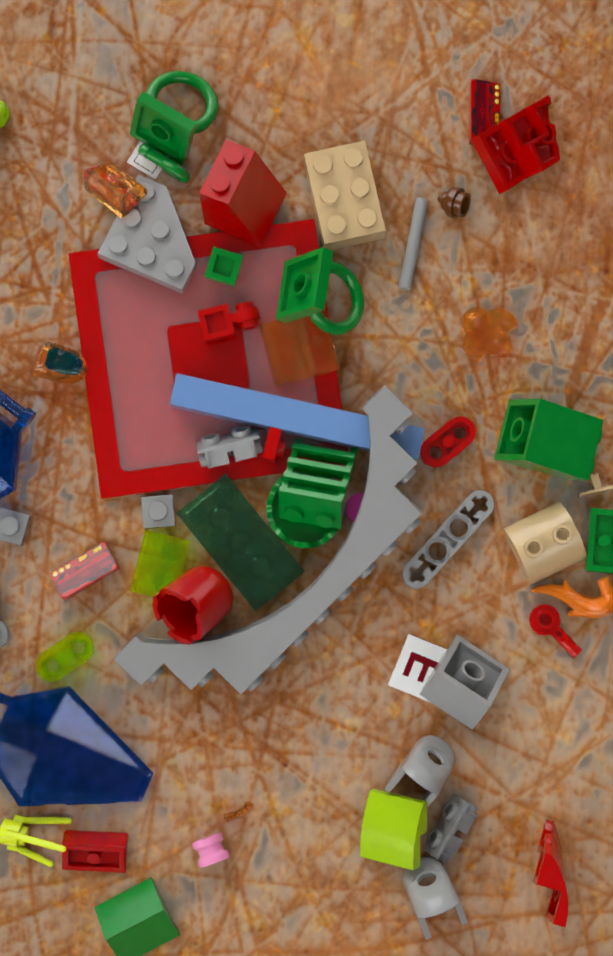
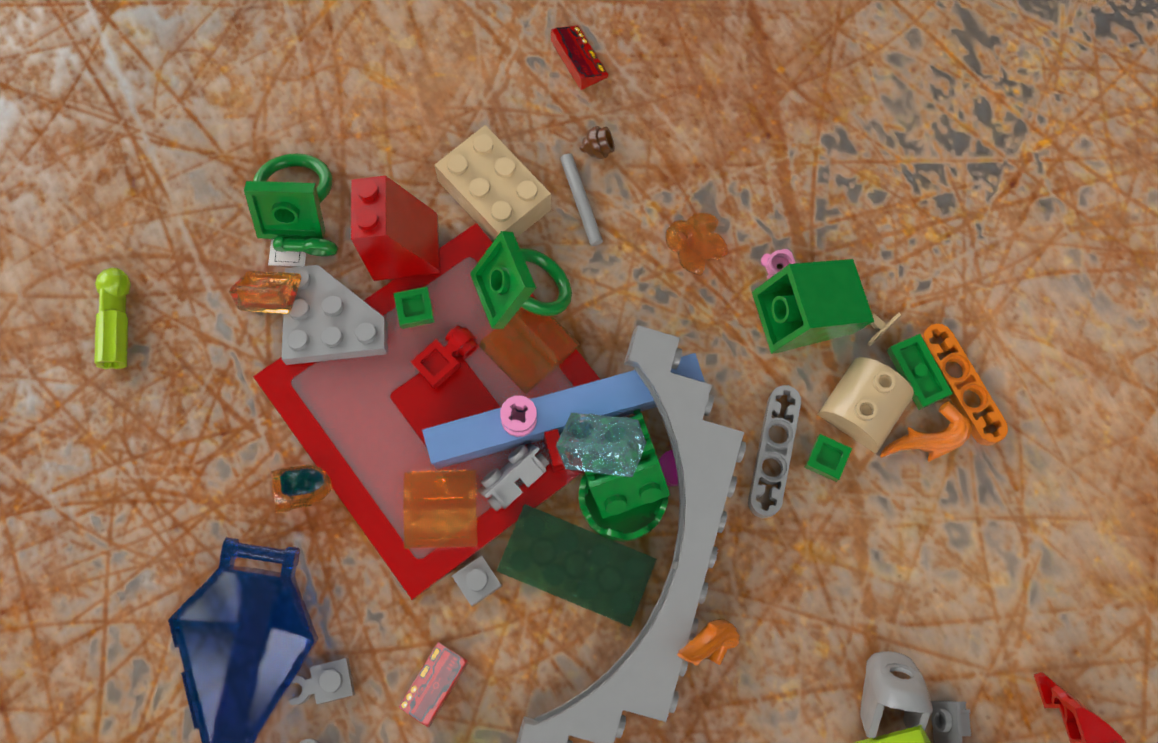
camera: 30 degrees left, 10 degrees down
(158, 562) = (508, 635): clear neon green plate -> none
(159, 441) = (440, 509): none -> clear orange slope
(193, 603) = (565, 654): red cylinder -> none
(255, 410) = (522, 422): none -> bright pink wheel
(306, 462) = (601, 444): none -> clear light blue brick
(315, 656) = (711, 643): none -> orange piece
(415, 665) = (826, 592): white sticker -> none
(447, 442) = (721, 361): red plate -> none
(465, 682) = (877, 581): light grey slope -> none
(486, 568) = (828, 457): none -> green plate
(519, 145) = (627, 67): red slope -> none
(539, 383) = (771, 261): none -> bright pink plate
(546, 621) = (914, 478): red plate -> none

